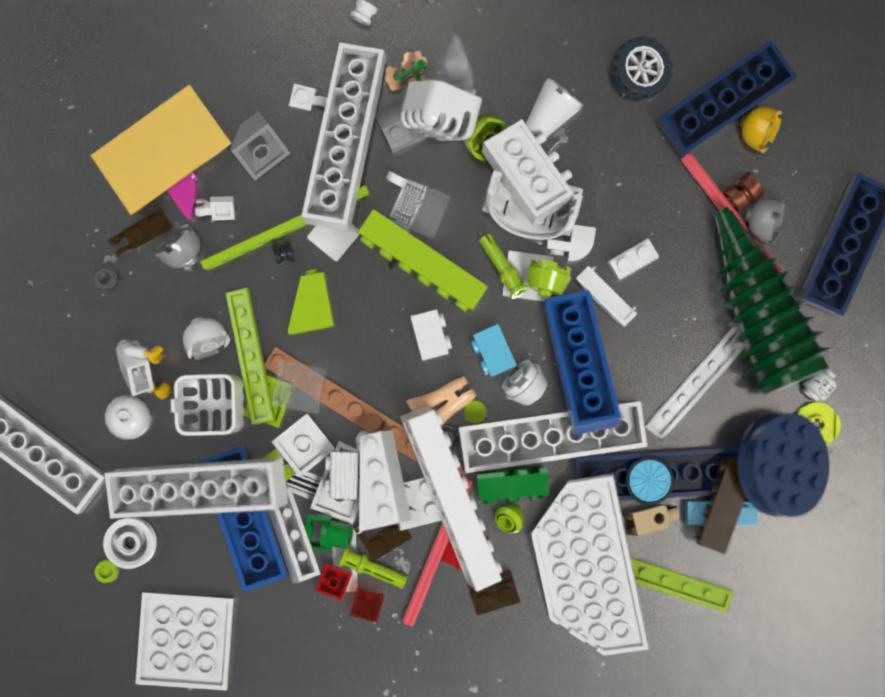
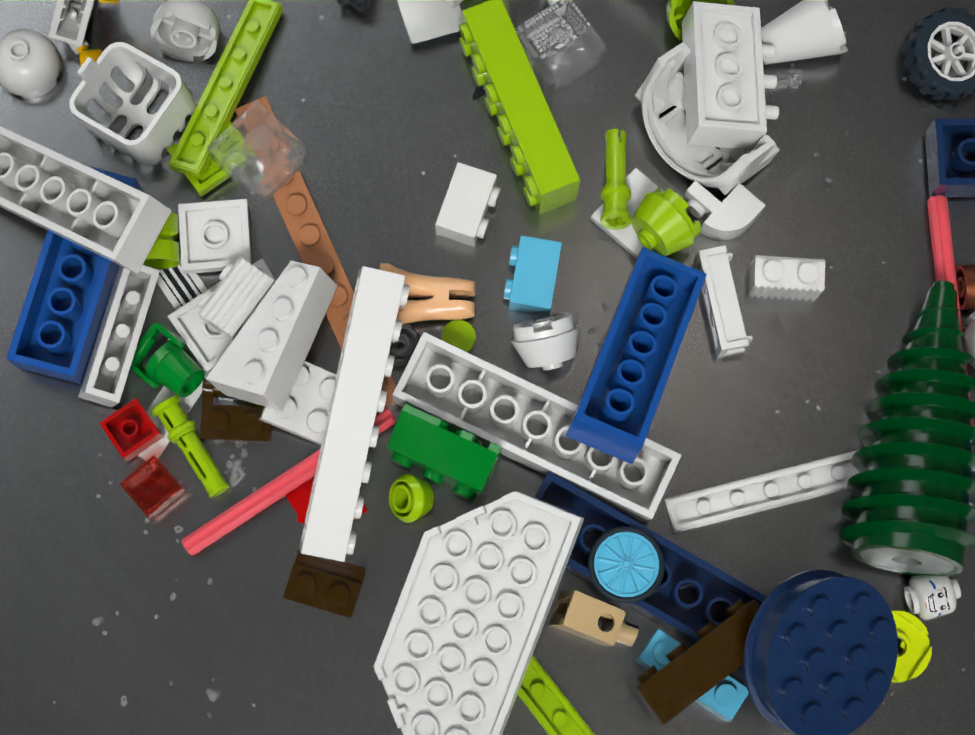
camera: 30 degrees right, 10 degrees down
(312, 304) = (344, 75): lime slope -> none

